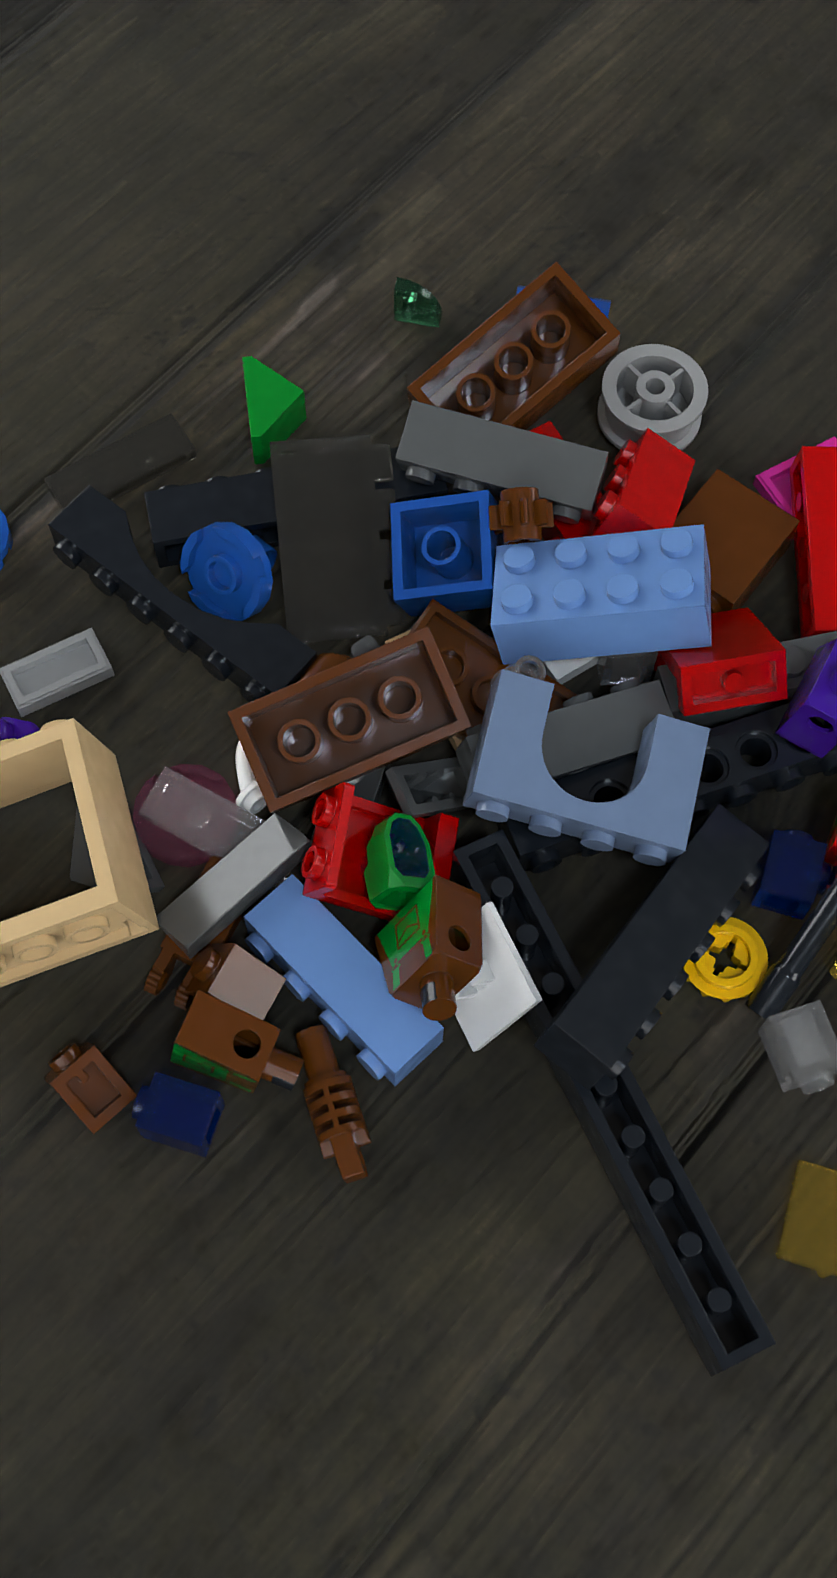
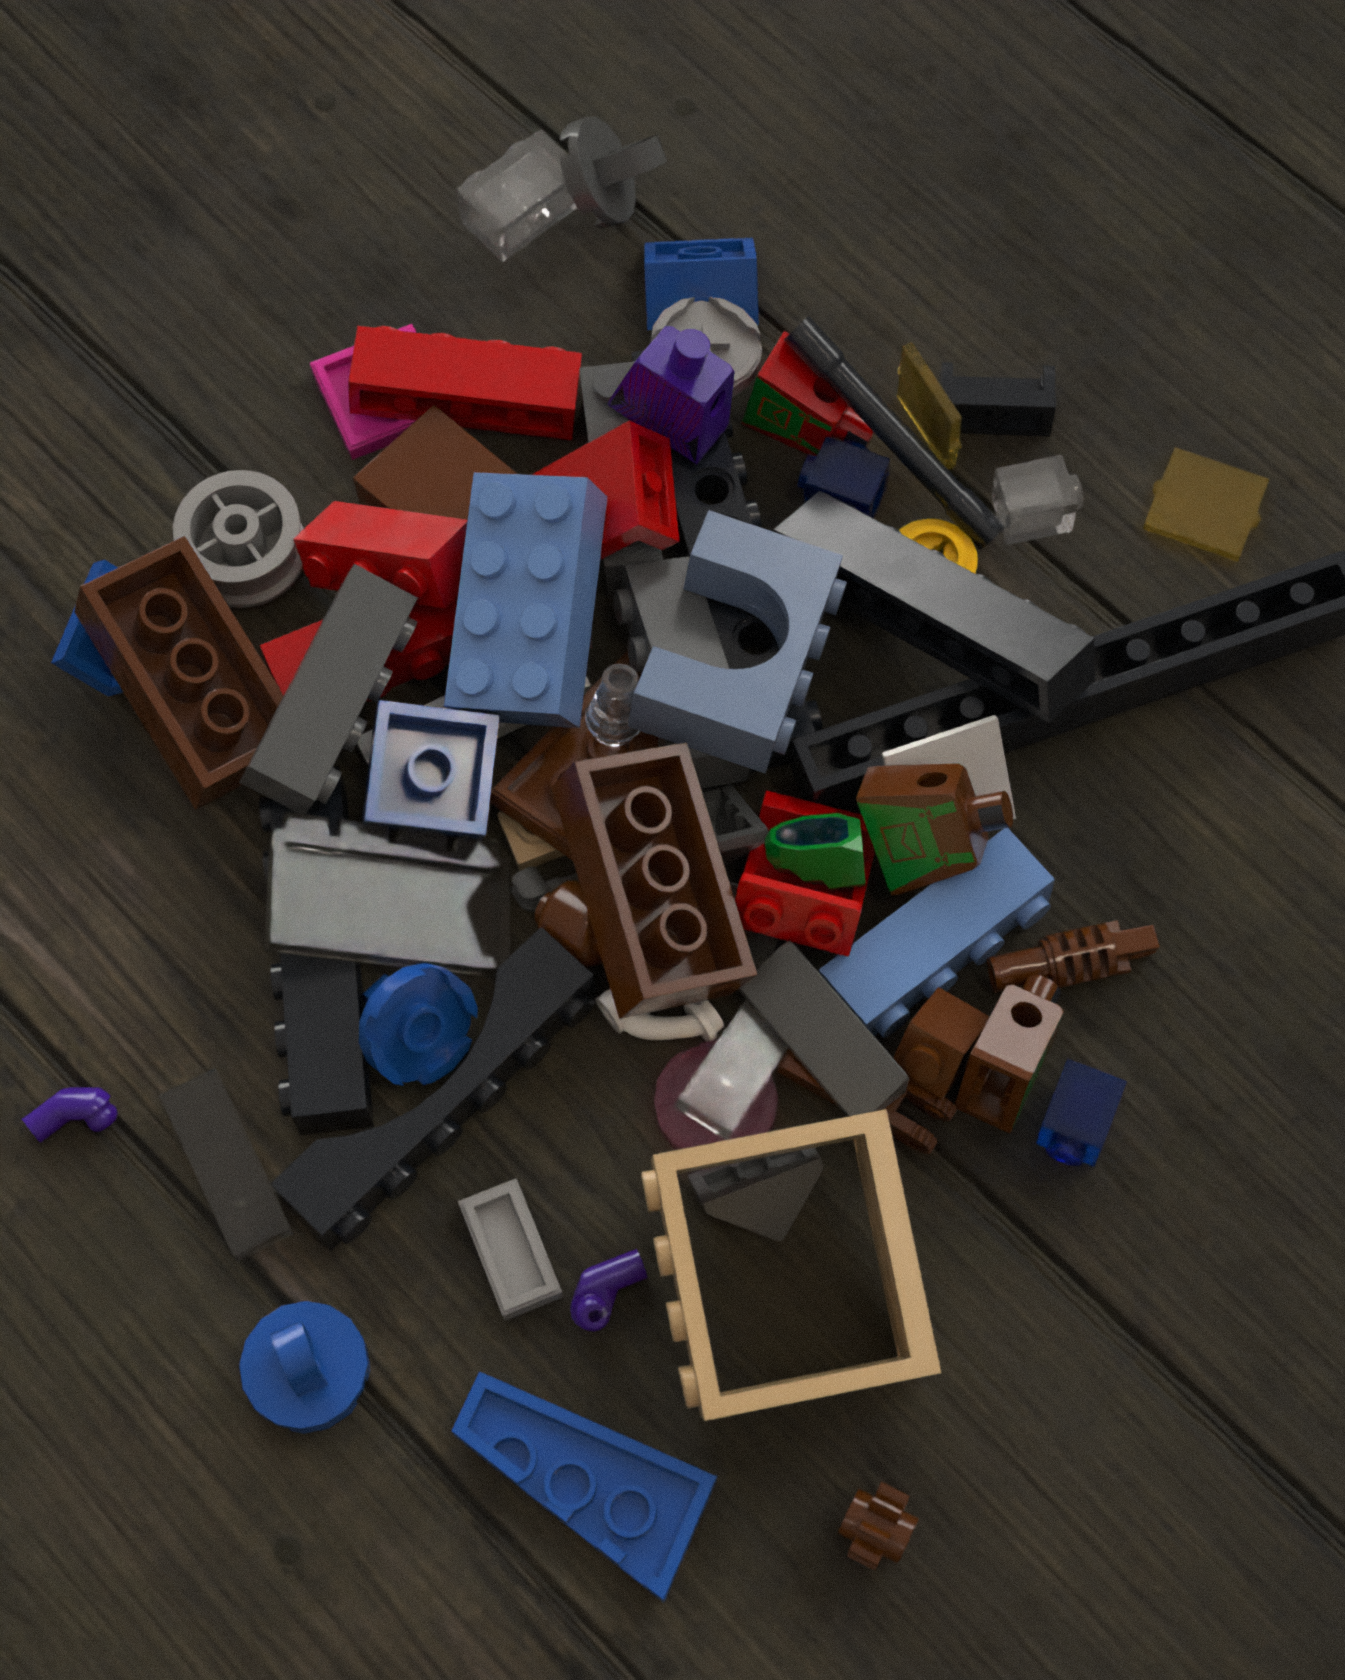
camera: 80 degrees left, 0 degrees up
(88, 1084) = (1038, 1214): reddish brown bracket -> none
(162, 360) = (69, 1104): none -> dark purple arm
(273, 406) = (171, 974): green slope -> none
(415, 304) = (44, 794): clear green tile -> none
(520, 515) = (419, 668): reddish brown gear -> none

